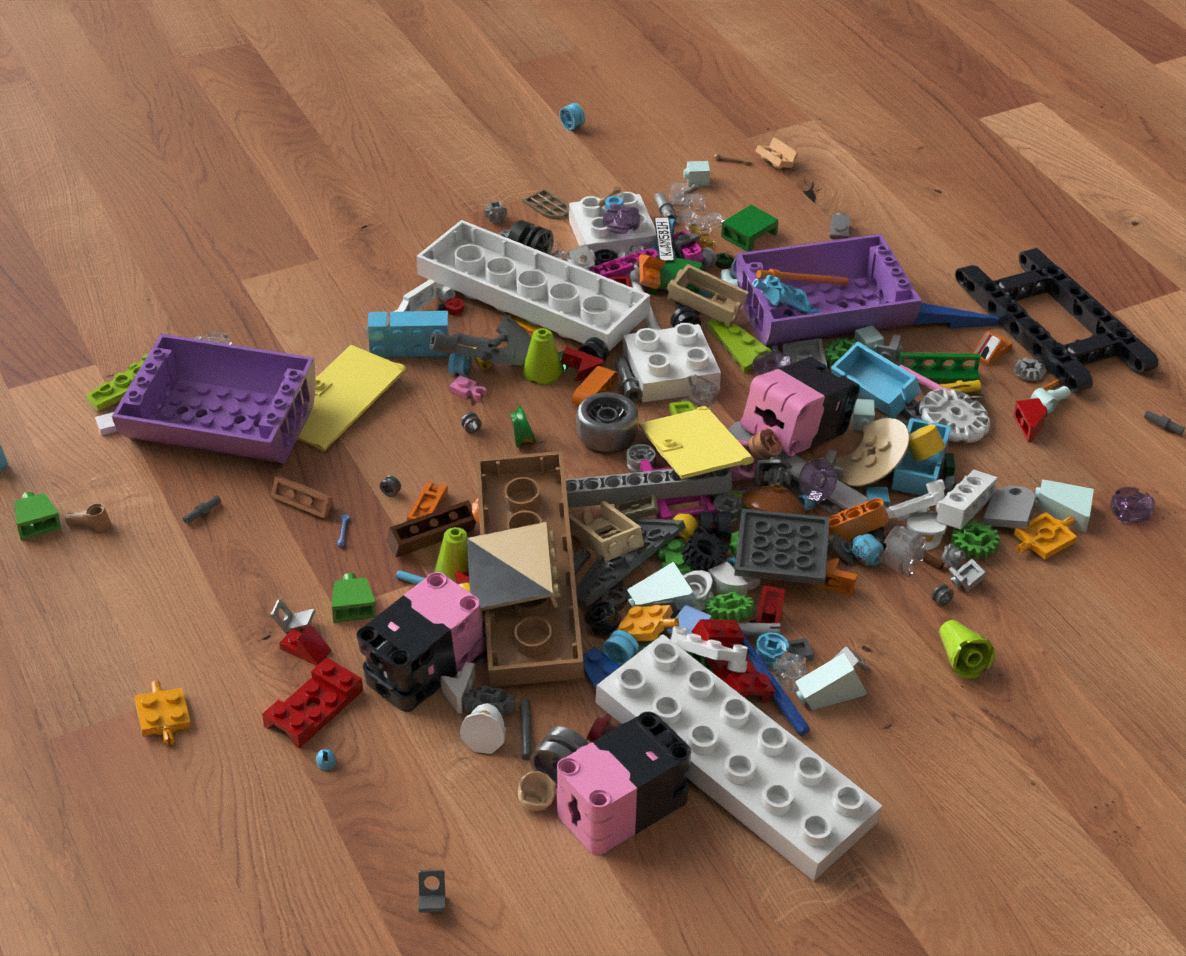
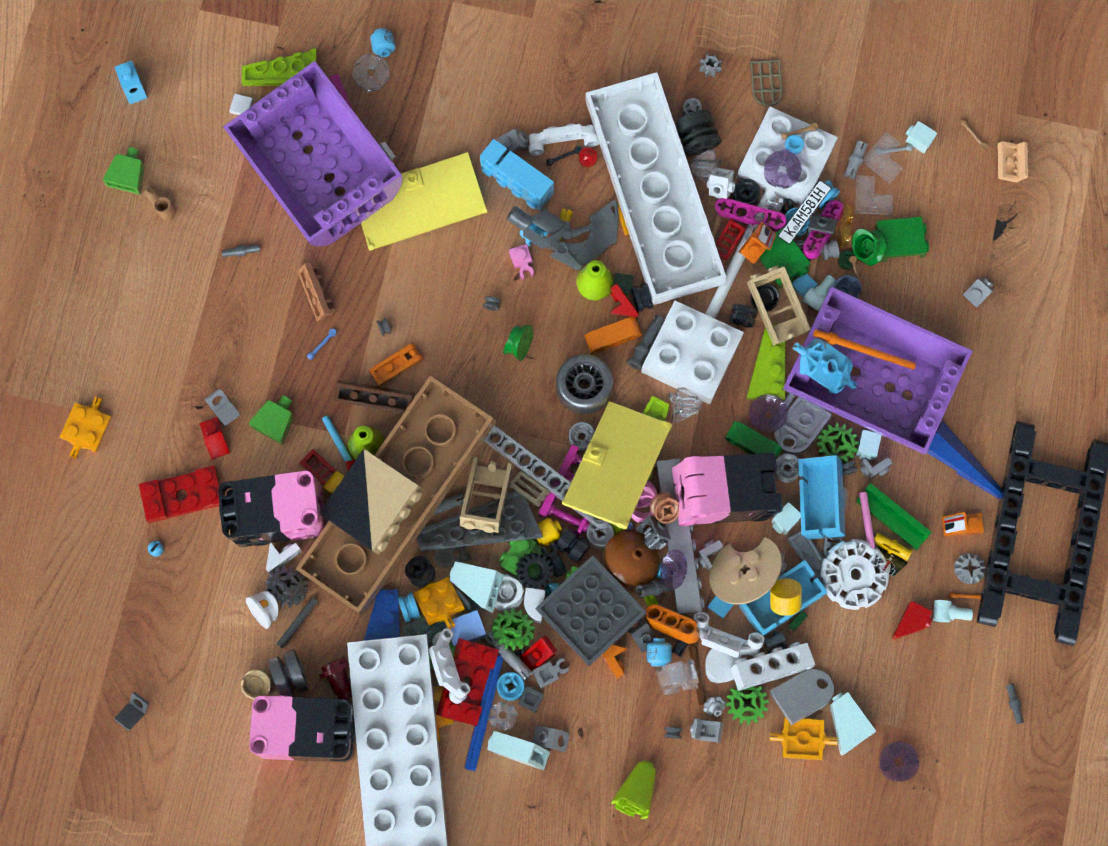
camera: 40 degrees right, 35 degrees up
(204, 321) = (383, 42): none -> medium azure head
(733, 237) = (869, 246): none -> green hat
(793, 621) = (547, 673): none -> light grey plate
(814, 508) = (653, 588): none -> dark grey pin

